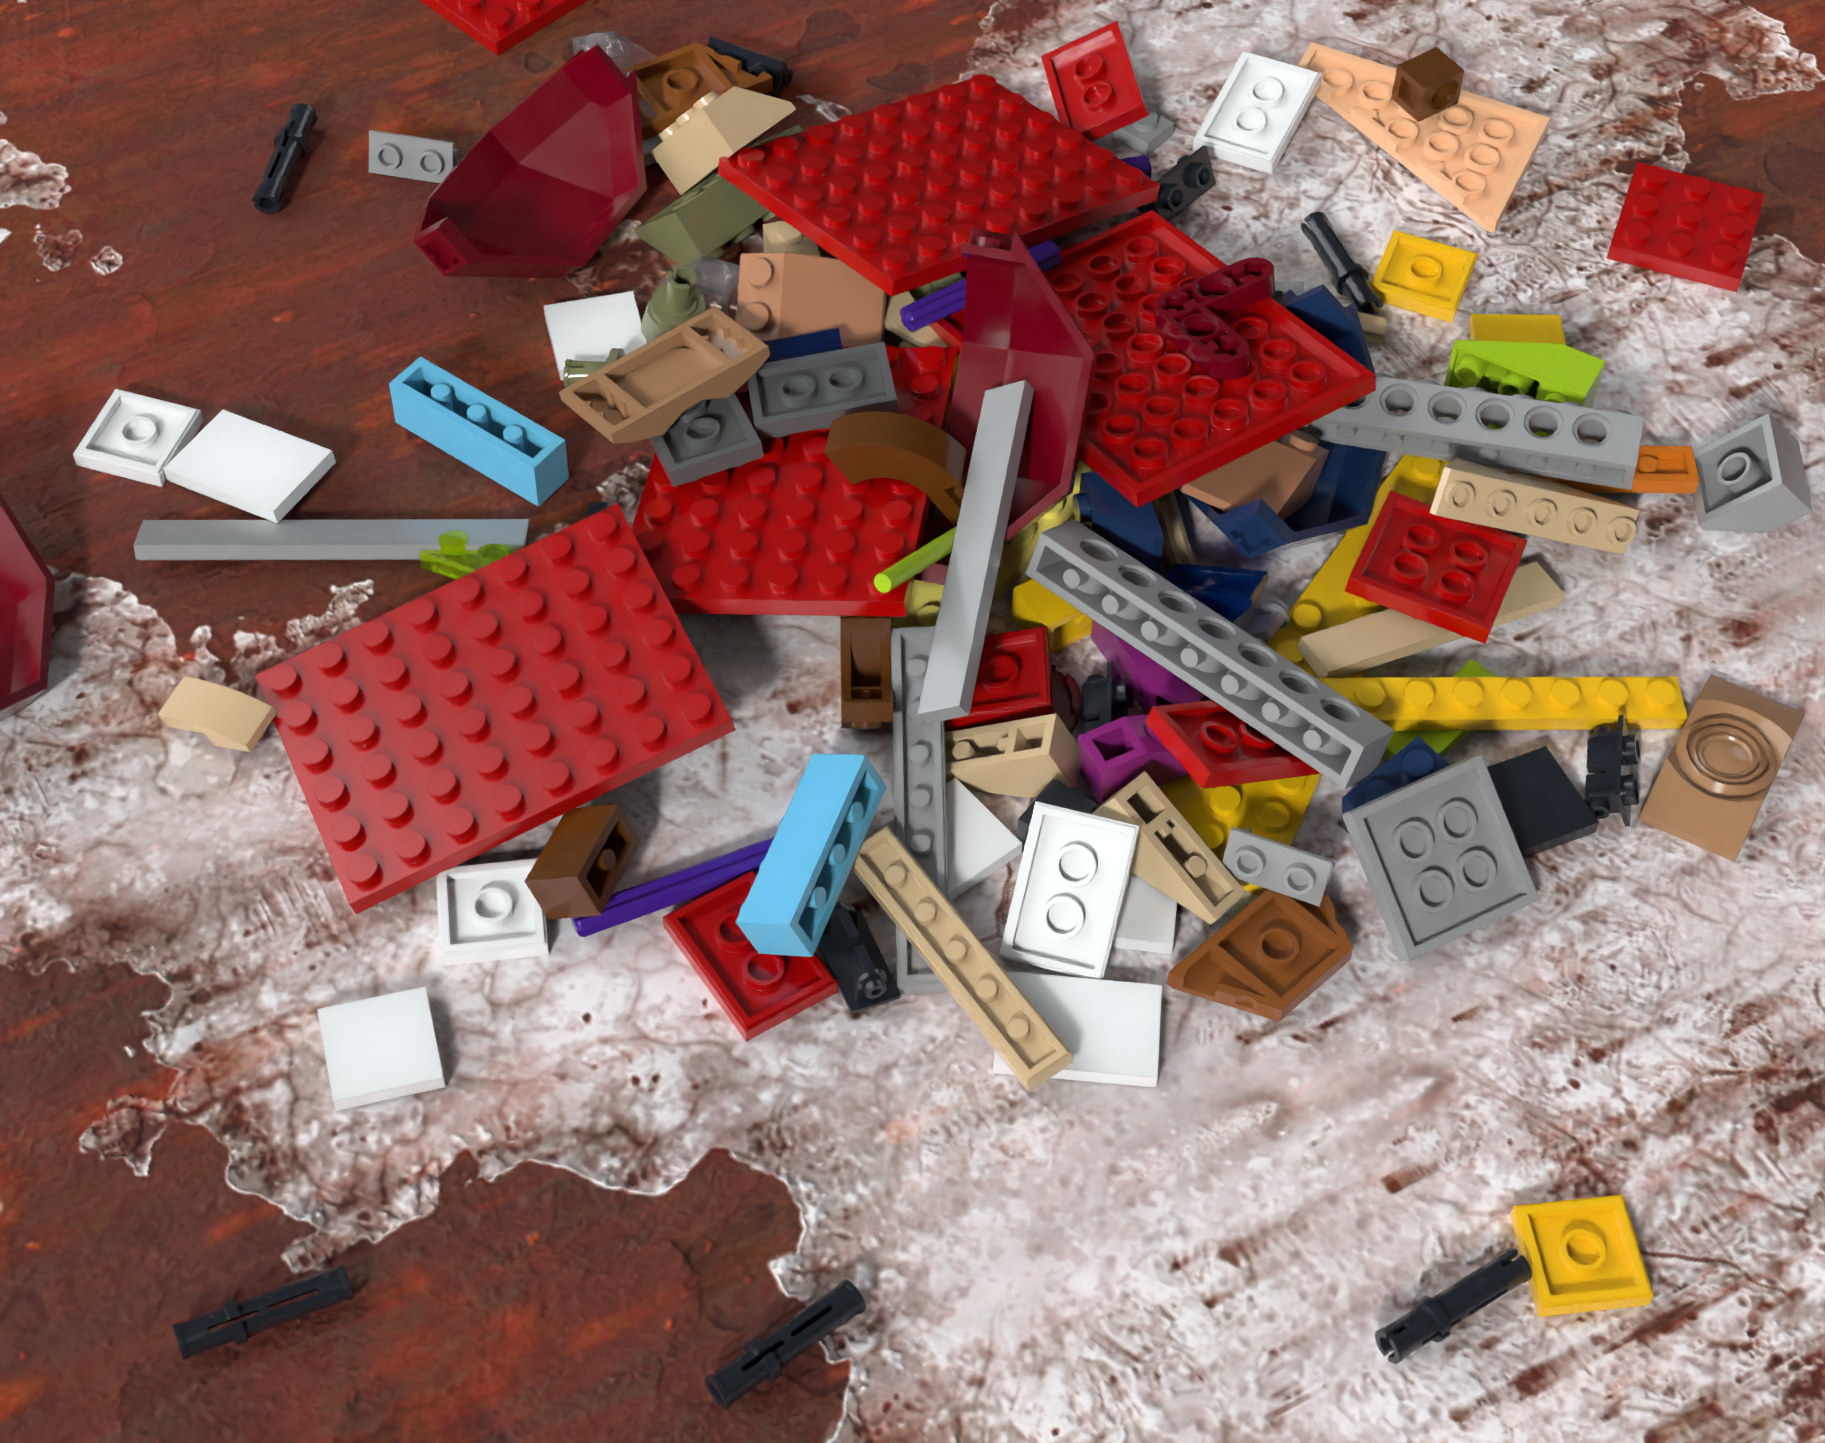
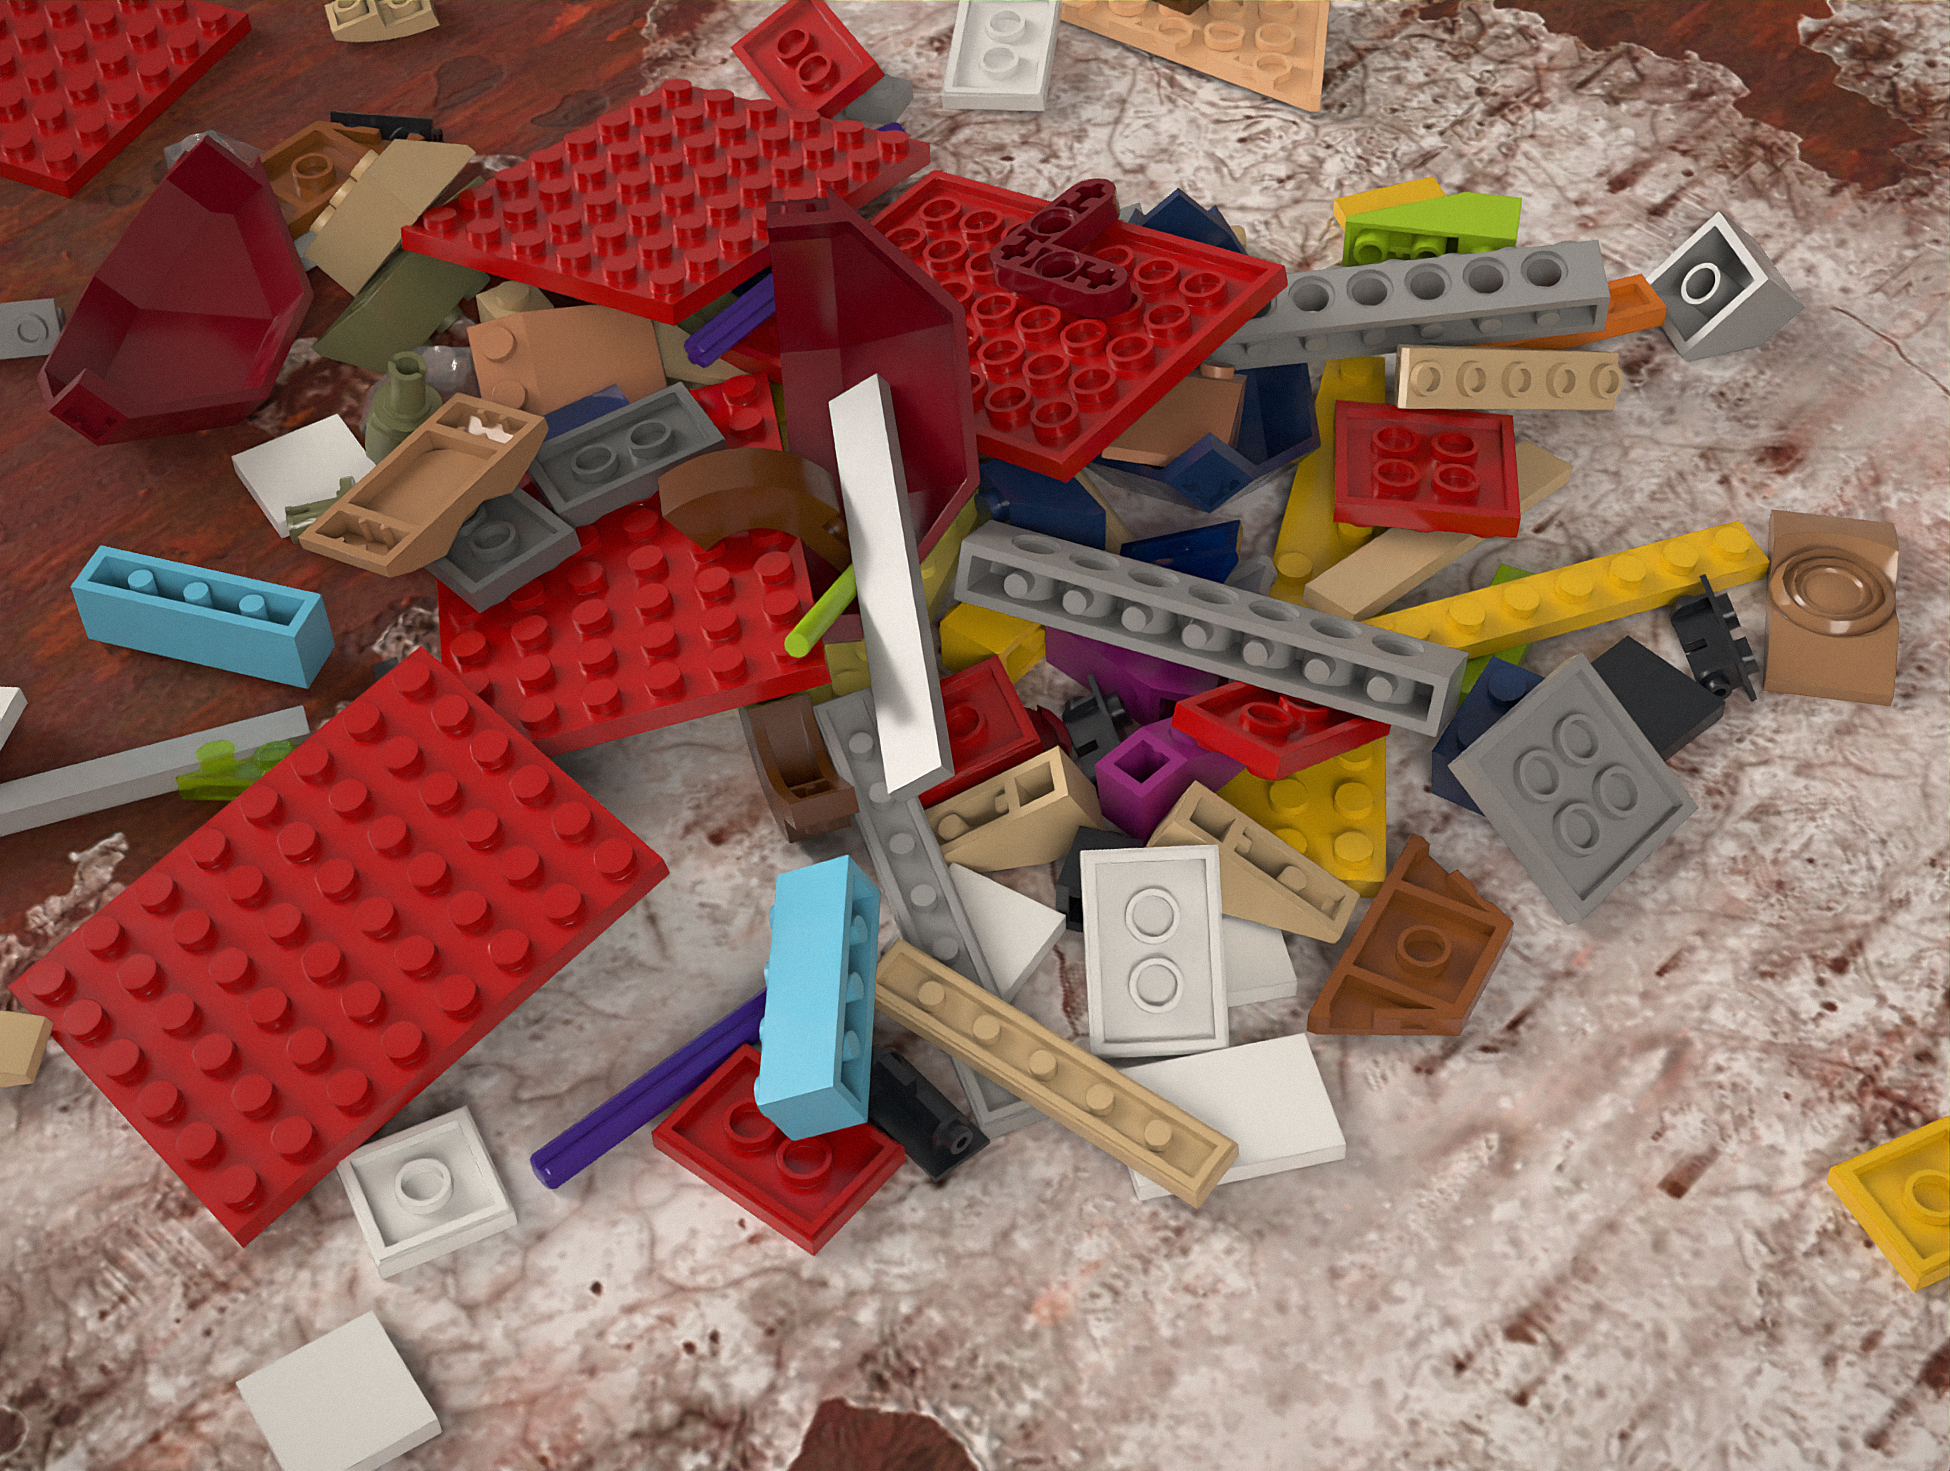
camera: 15 degrees left, 5 degrees down
(583, 862) = (527, 1092): reddish brown brick -> none
(1182, 184) = (951, 139): black hinge -> none
(1277, 866) = (1389, 851): light grey hinge -> none
(1347, 275) = (1154, 174): black pin -> none
(1423, 275) = (1261, 174): yellow tile -> none
(1436, 1315) = (1801, 1329): black pin -> none
(1686, 226) = (1525, 56): red plate -> none

